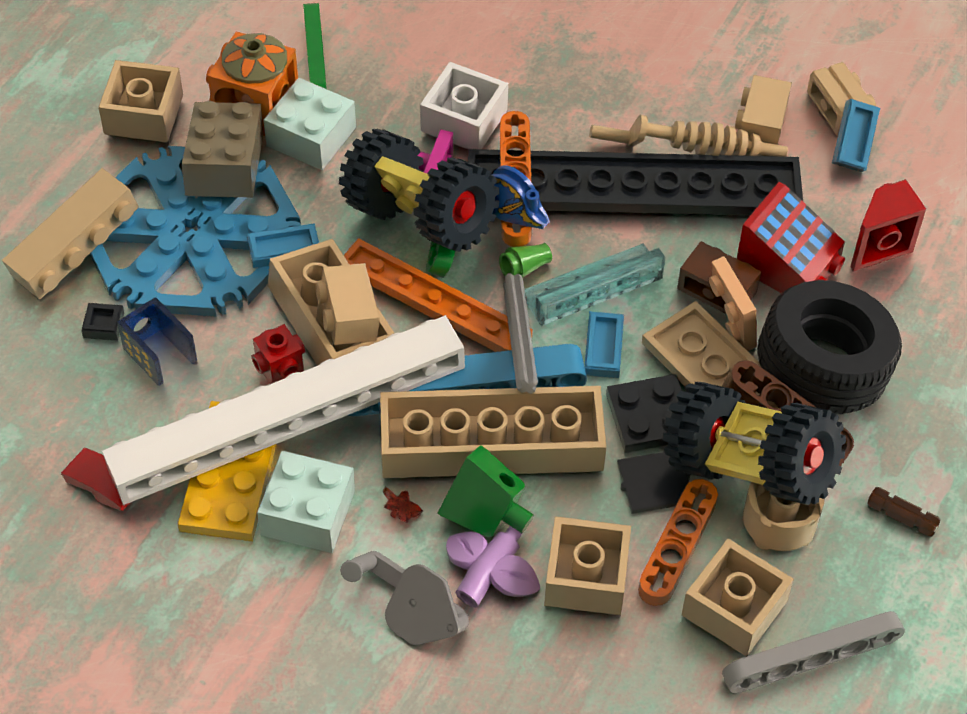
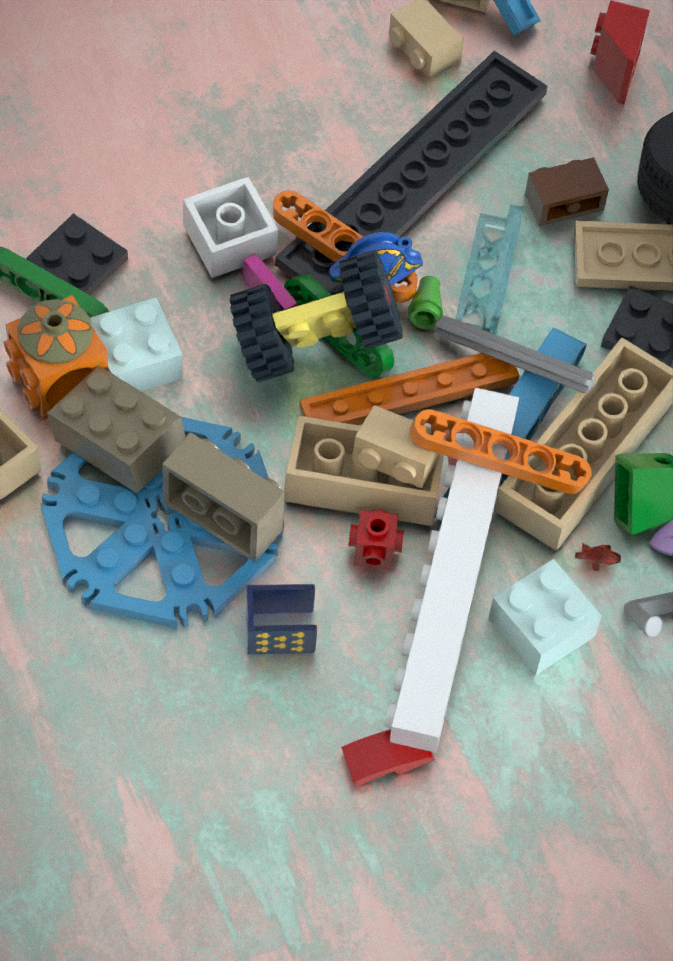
camera: 55 degrees left, 5 degrees up
(70, 233) = (99, 607): tan brick -> none
(101, 321) = (206, 649): black tile -> none
(212, 235) = (223, 496): none -> dark tan brick
(227, 497) = (486, 674): yellow plate -> none
(277, 242) = (263, 448): dark azure tile -> none
(361, 52) = (79, 254): none -> black plate
(397, 380) = (483, 456): none -> orange beam
(604, 344) = (554, 309): dark azure tile -> none
(704, 139) = (415, 98): tan piece -> none
(738, 306) = (625, 195): light nougat plate -> none
(789, 242) = (581, 122): red slope -> none

